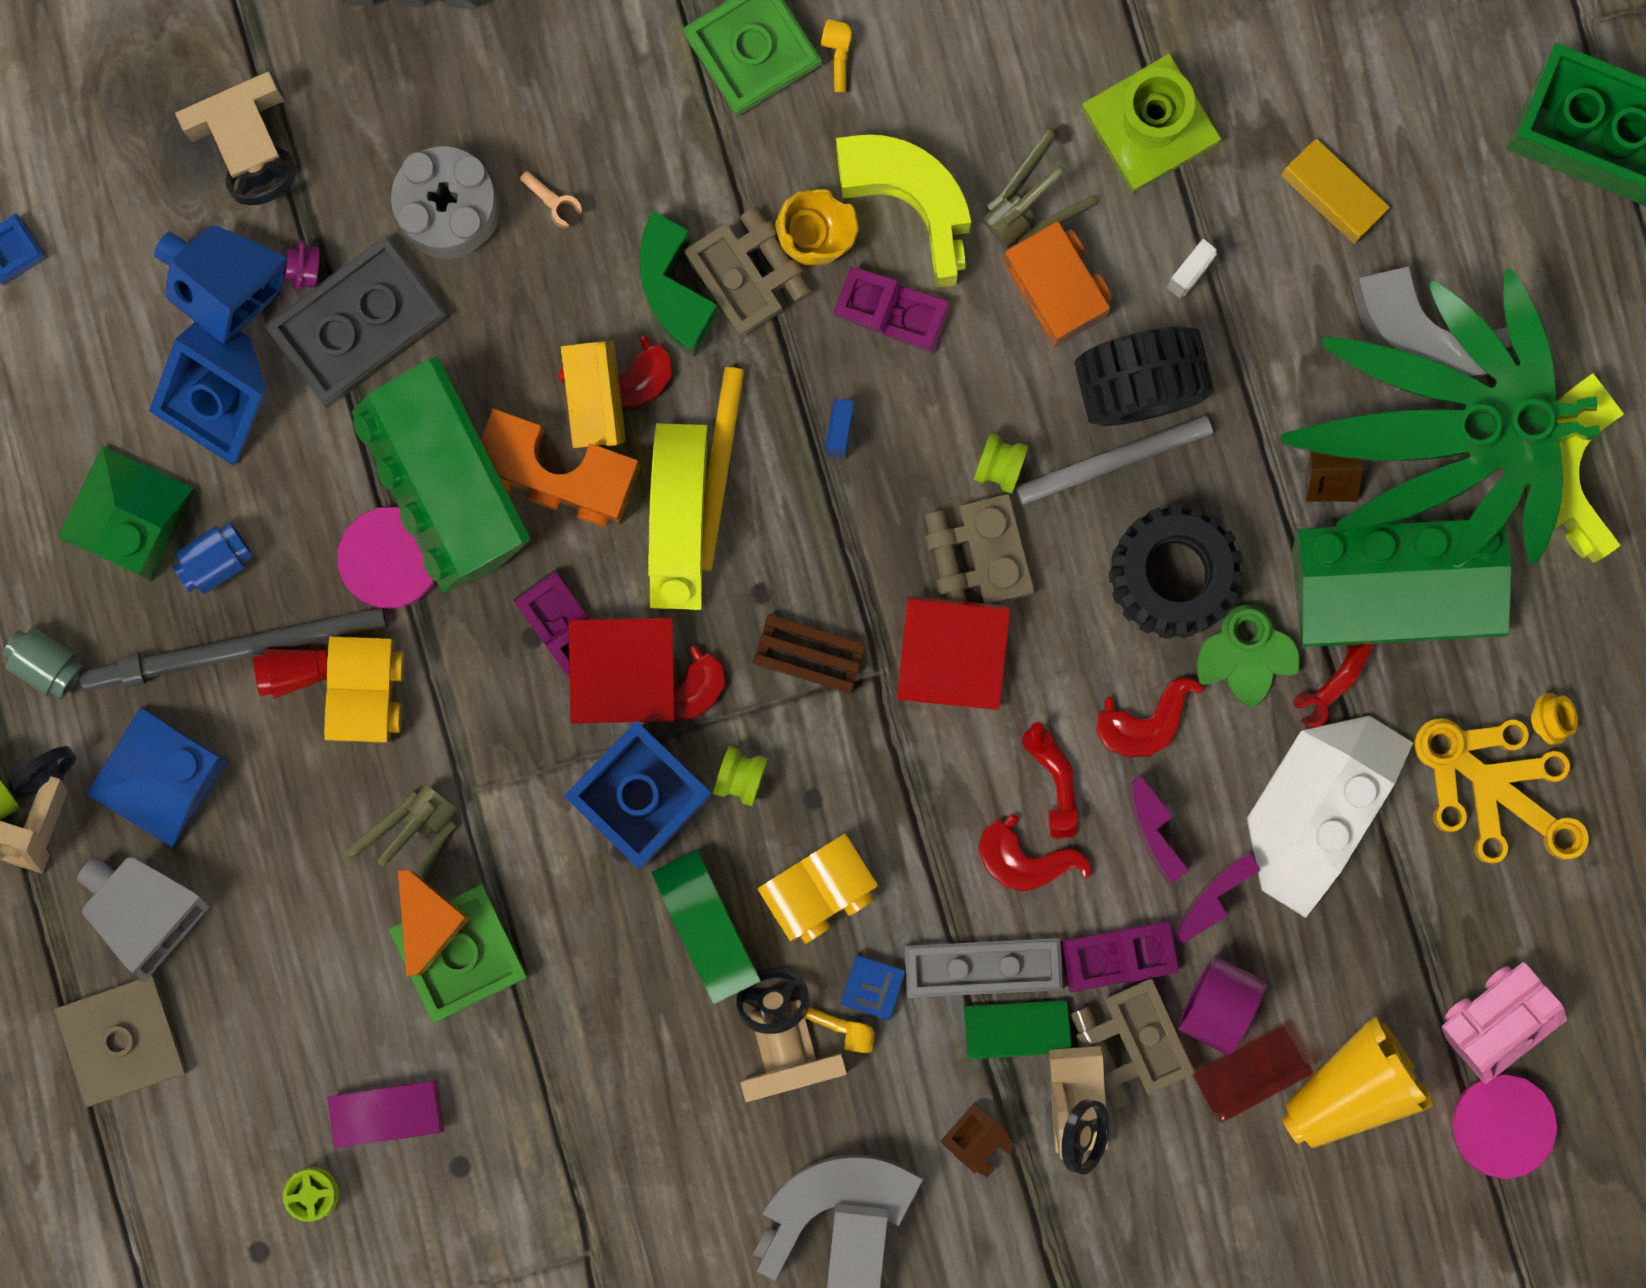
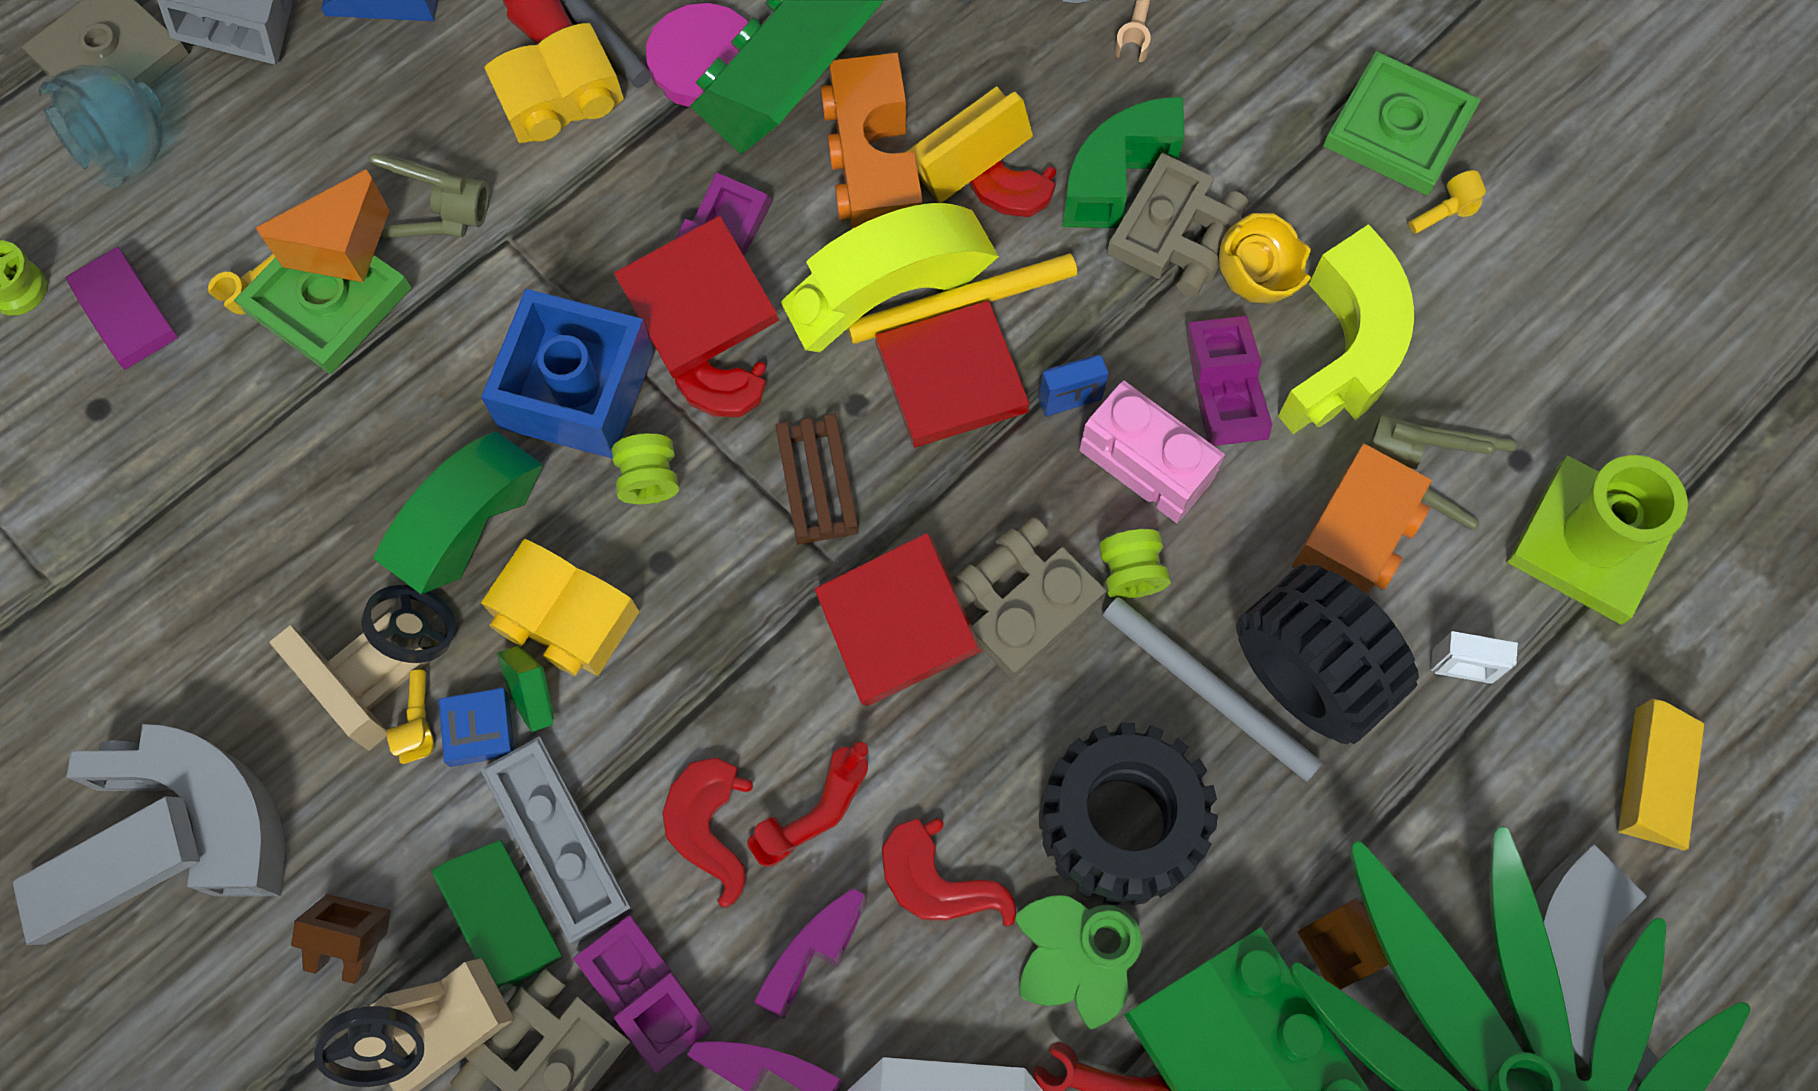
camera: 60 degrees right, 15 degrees down
(212, 1059) = (105, 120): none -> clear light blue cylinder
(409, 1004) = (227, 283): none -> yellow hand
(777, 510) = (951, 374): none -> red tile
(862, 938) = (527, 687): none -> green tile
(924, 402) = (1150, 451): none -> bright pink brick

